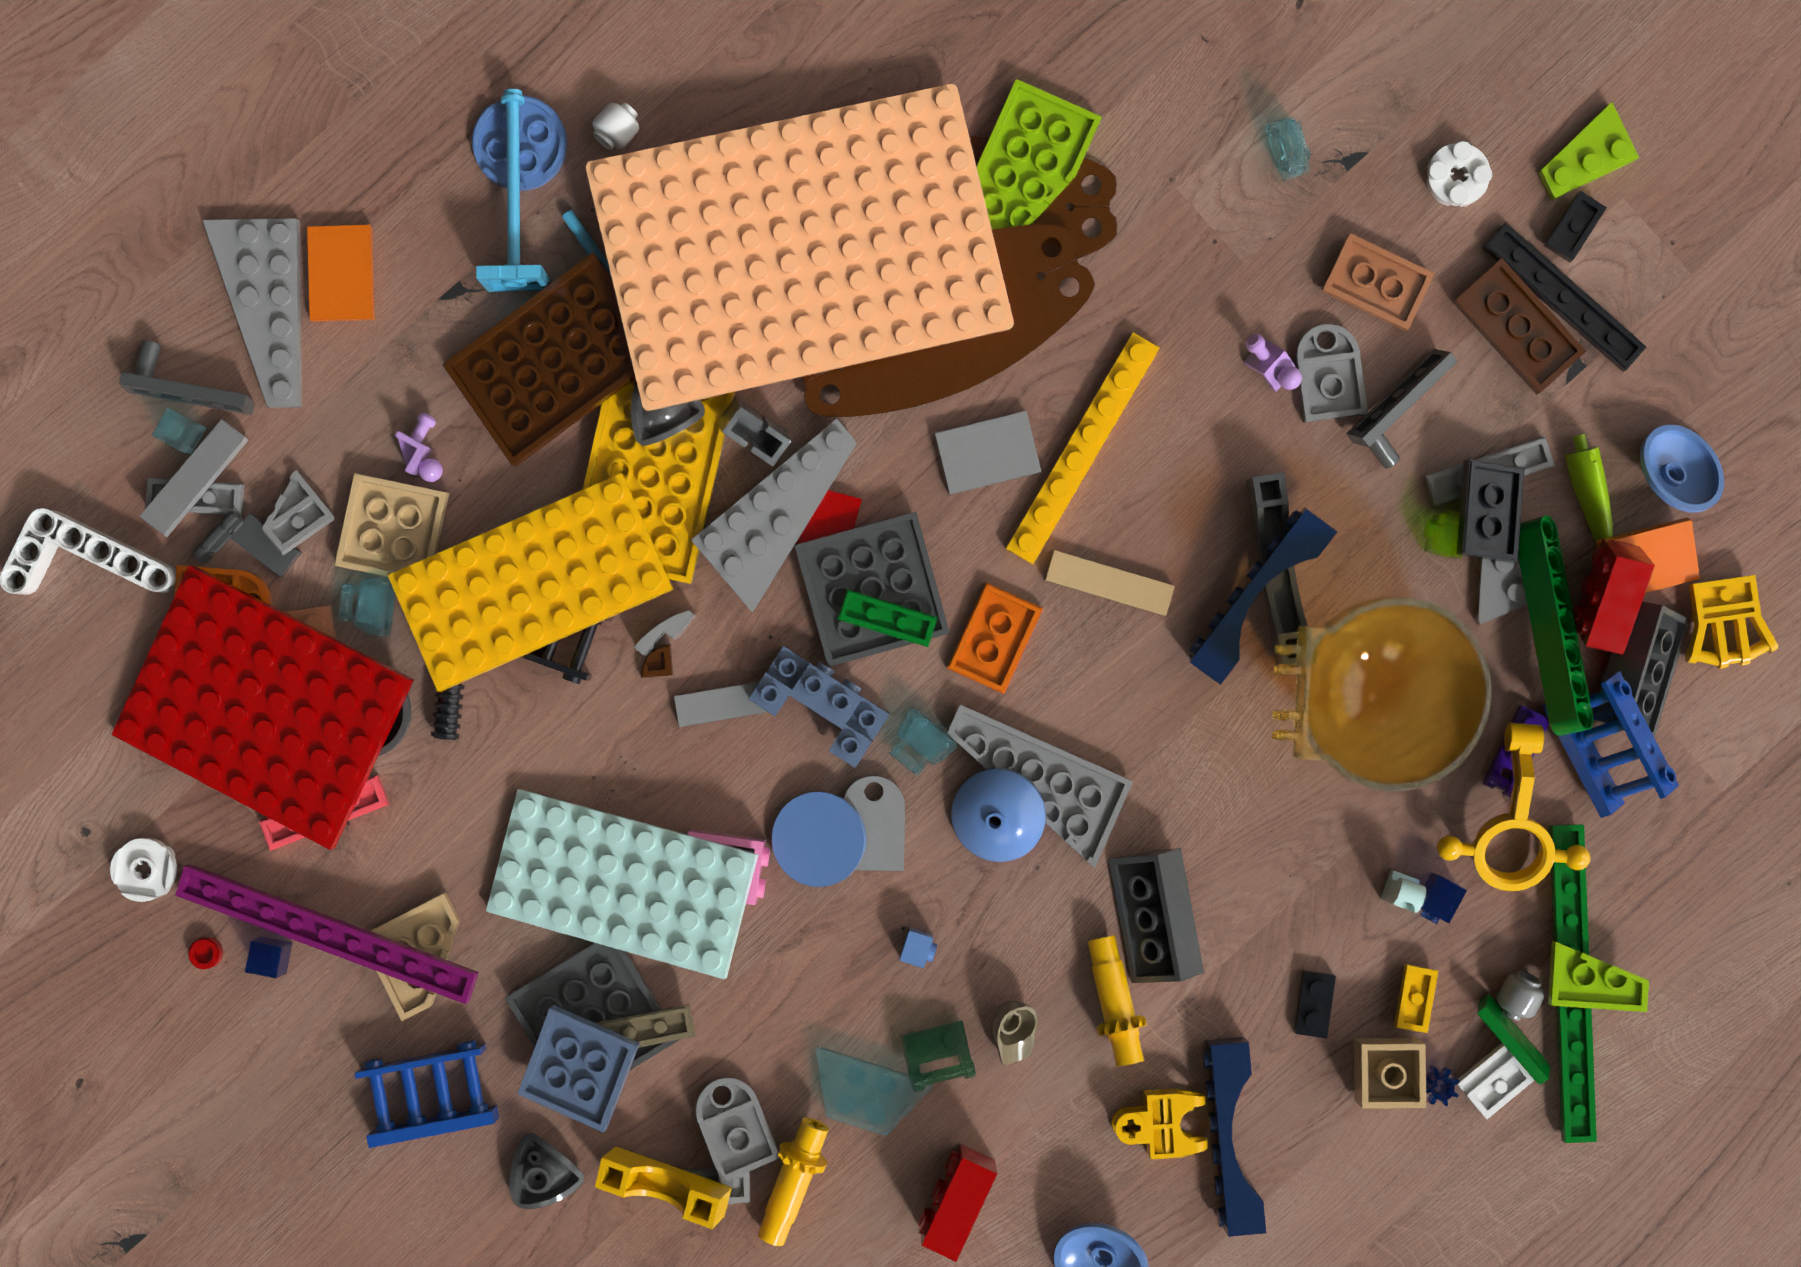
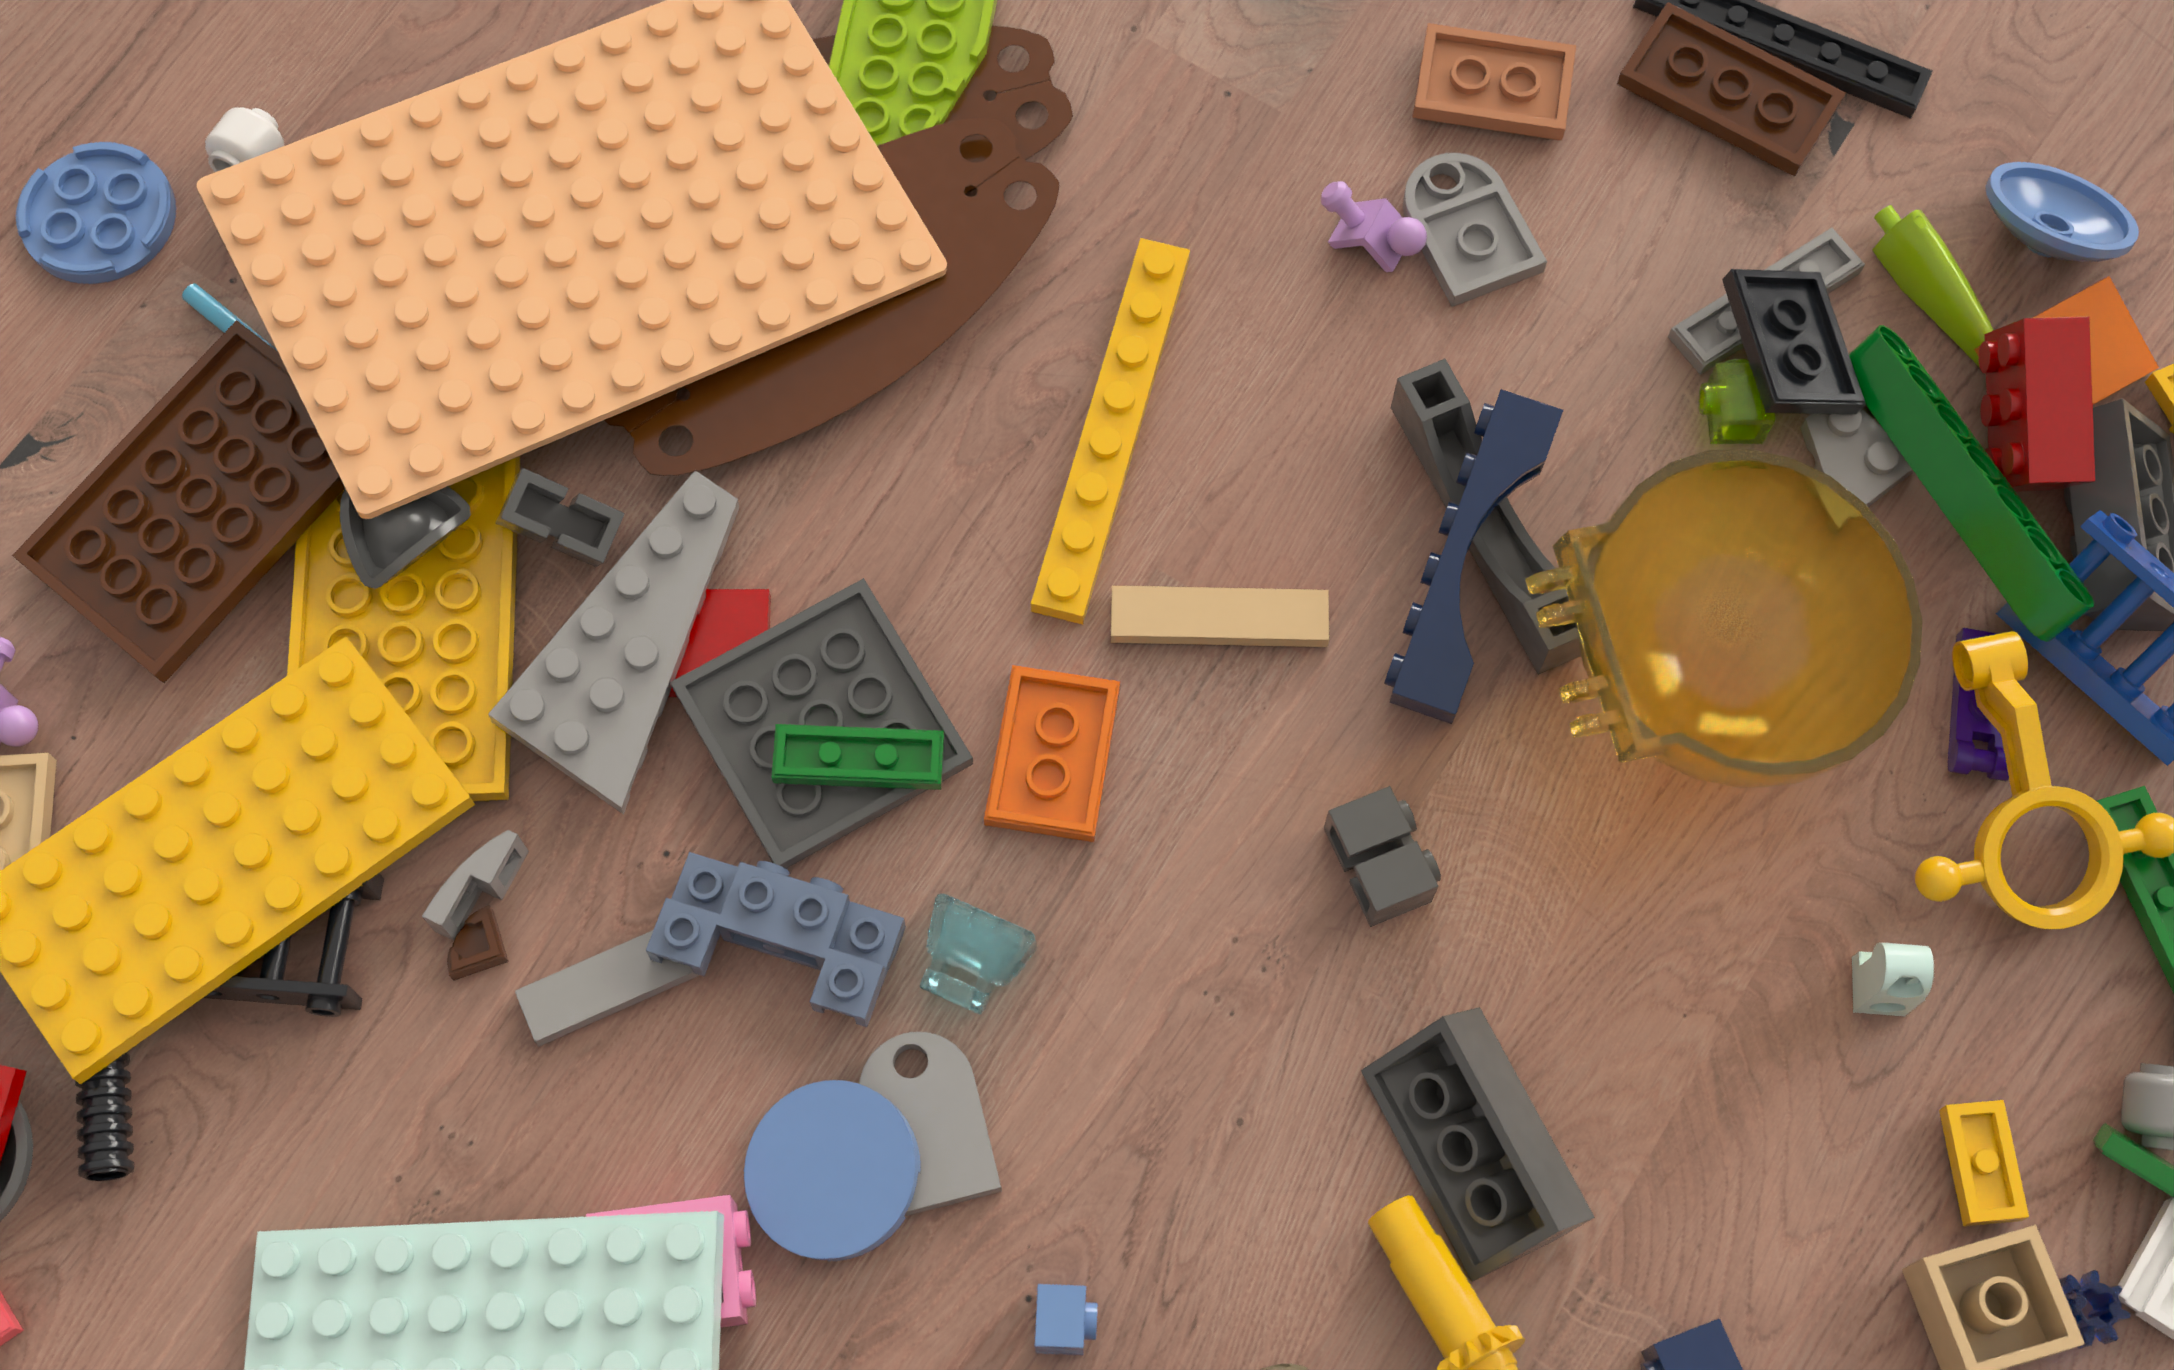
camera: 15 degrees left, 20 degrees down
(513, 276) = (115, 383): medium azure tile -> none
(988, 452) = (960, 470): light grey tile -> none
(1010, 799) = (1184, 1050): medium blue dish -> none
(1077, 794) = (1235, 965): light grey wing -> none
(1162, 764) = (1388, 864): none -> dark grey piece
(1314, 1004) = (1810, 1227): black plate -> none
(1392, 406) = (1560, 273): dark grey piece -> none
(1441, 899) = (1961, 975): clear blue brick -> none

